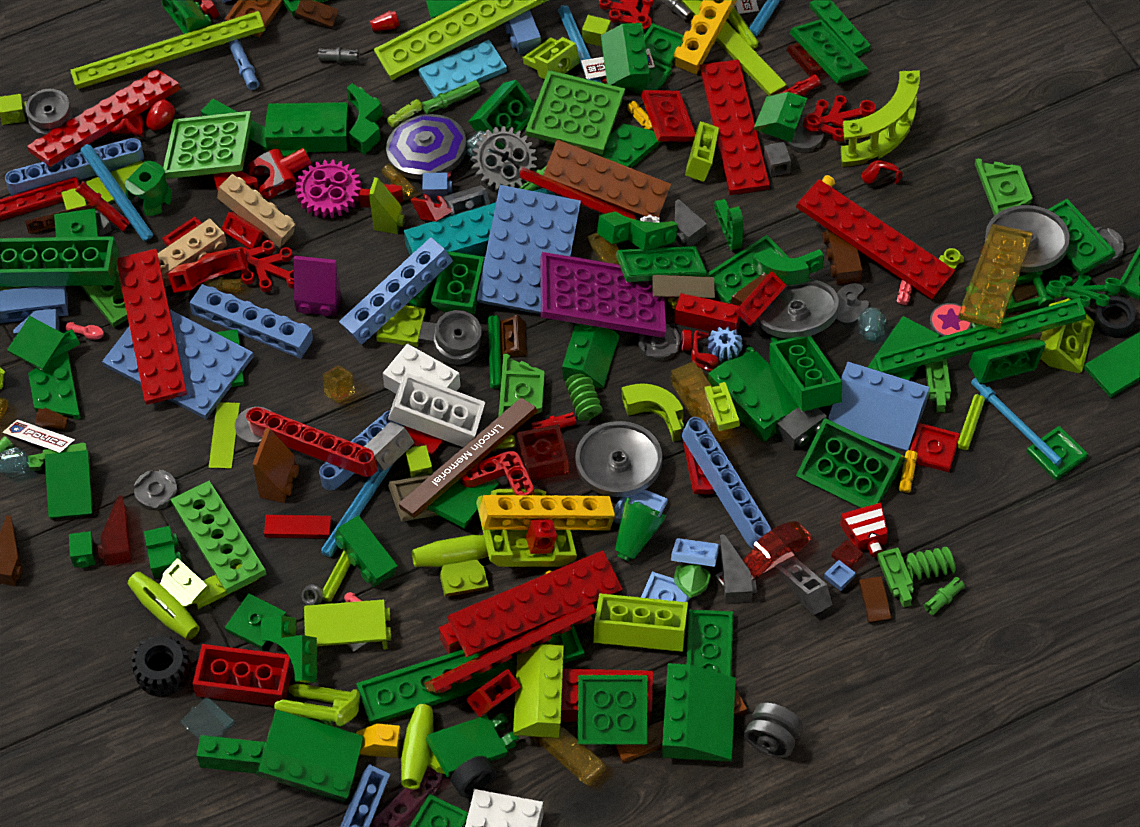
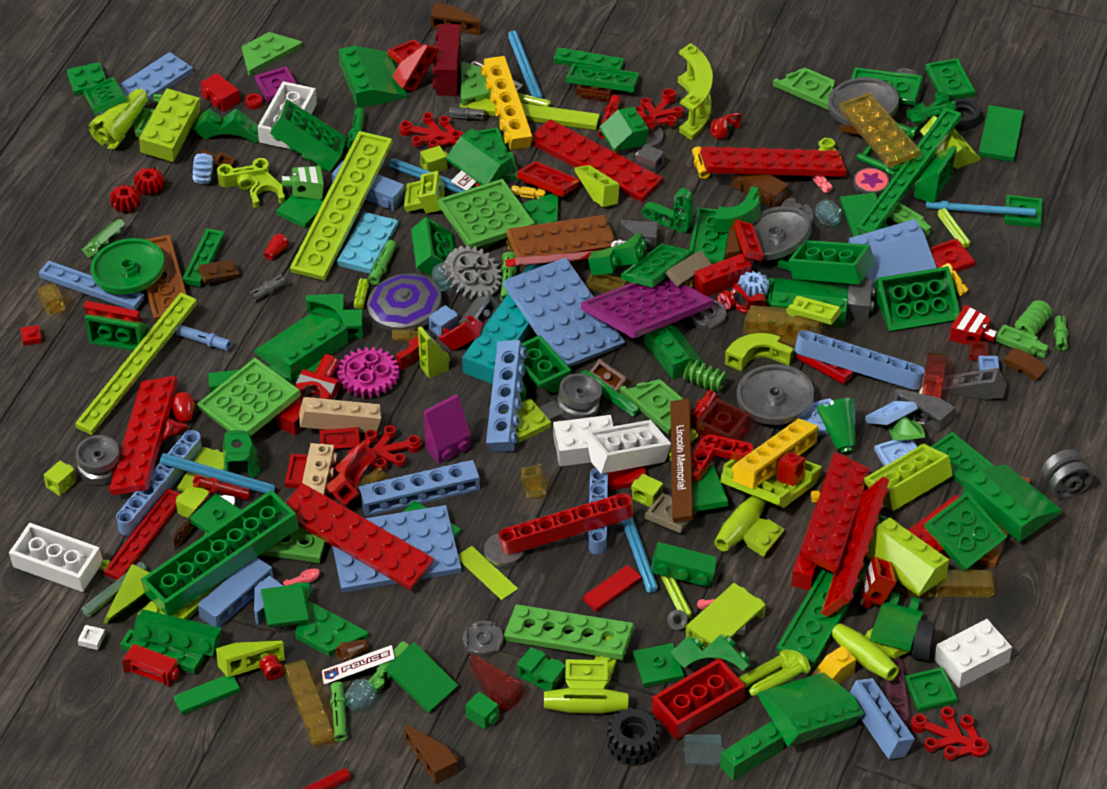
camera: 45 degrees left, 10 degrees down
(274, 468) = (559, 561): dark orange slope -> none
(390, 445) = (620, 482): flat silver brick -> none

